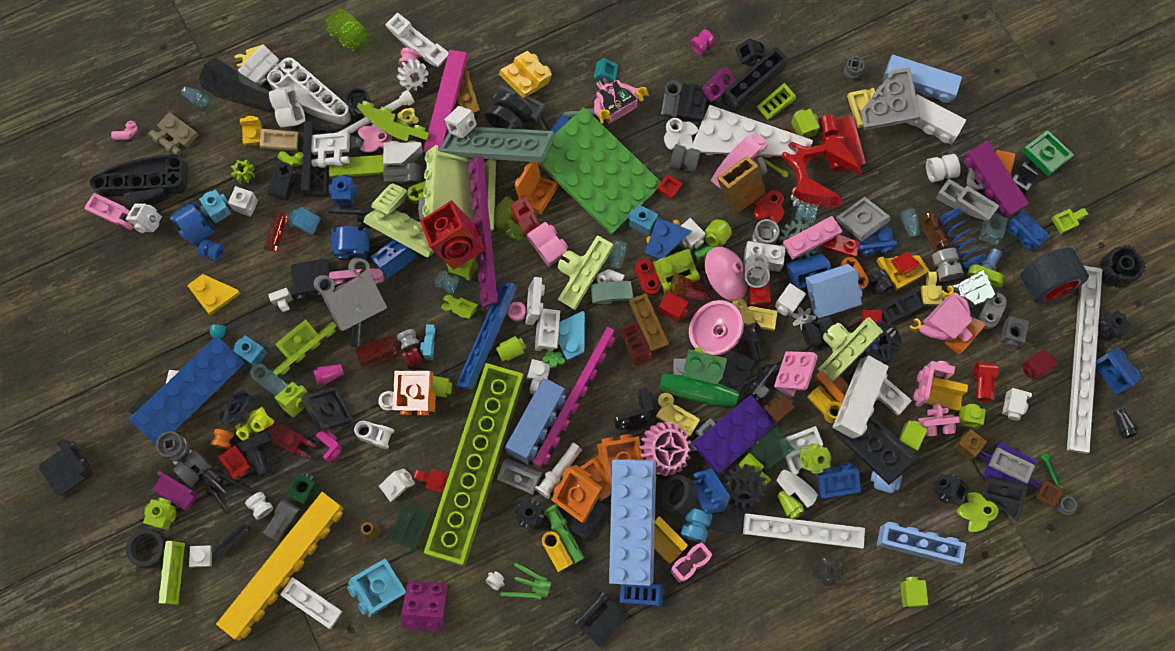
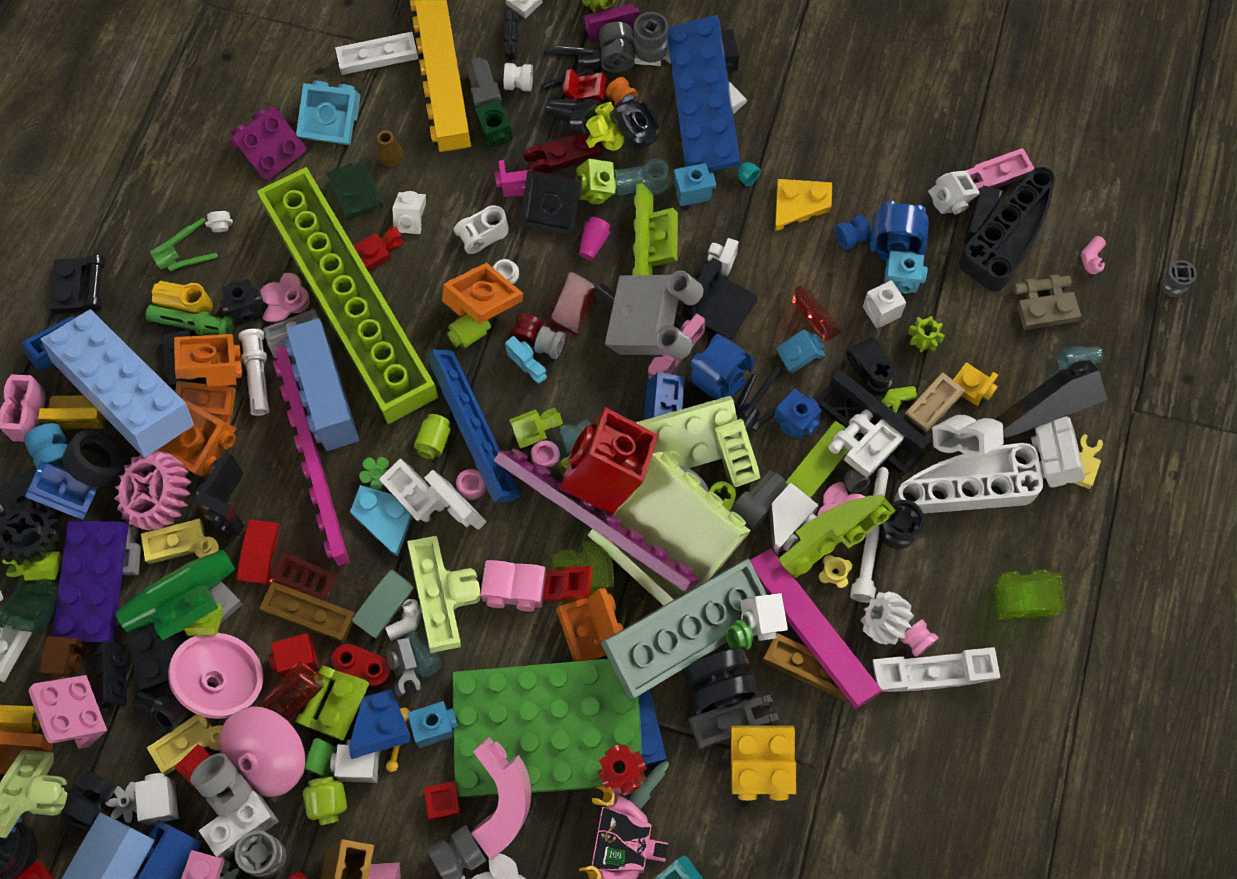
camera: 135 degrees right, 5 degrees down
(107, 84) = (1178, 278): none -> dark grey wheel
(470, 291) = (545, 454): none -> bright pink tile
(481, 121) = (739, 635): none -> bright green plate
(505, 503) = (284, 298): none -> bright pink plate
(537, 371) = (378, 442): white plate -> none
(587, 111) = (631, 777): none -> red brick
(629, 255) = (402, 661): none -> dark grey plate
(643, 374) = (257, 551): none -> red slope
(646, 149) = (514, 798): none -> bright pink arch

